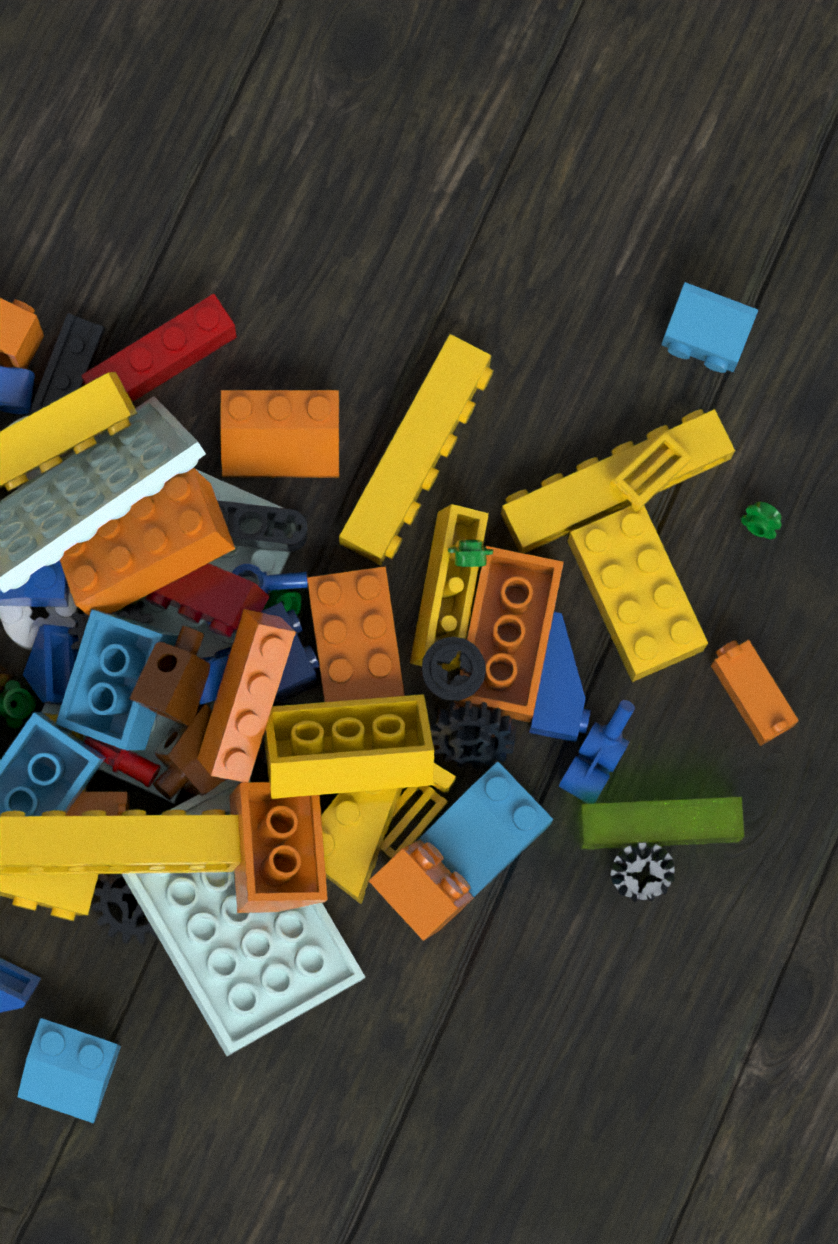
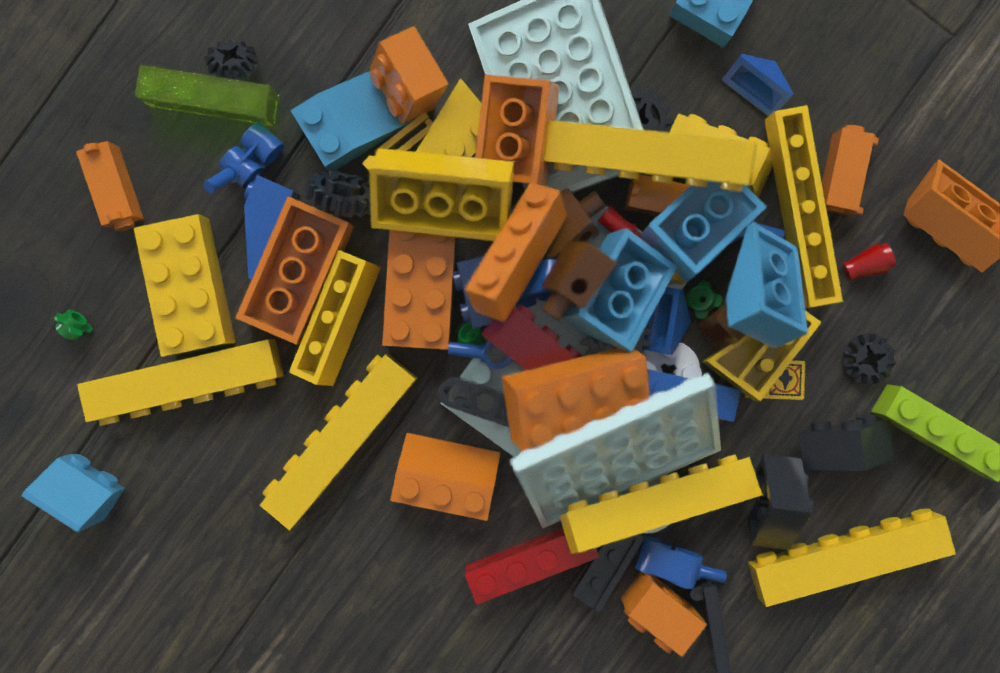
camera: 160 degrees left, 10 degrees up
(470, 553) = (308, 338): green plate -> none
(470, 662) = (328, 249): black gear -> none
(628, 491) = (168, 366): yellow tile -> none

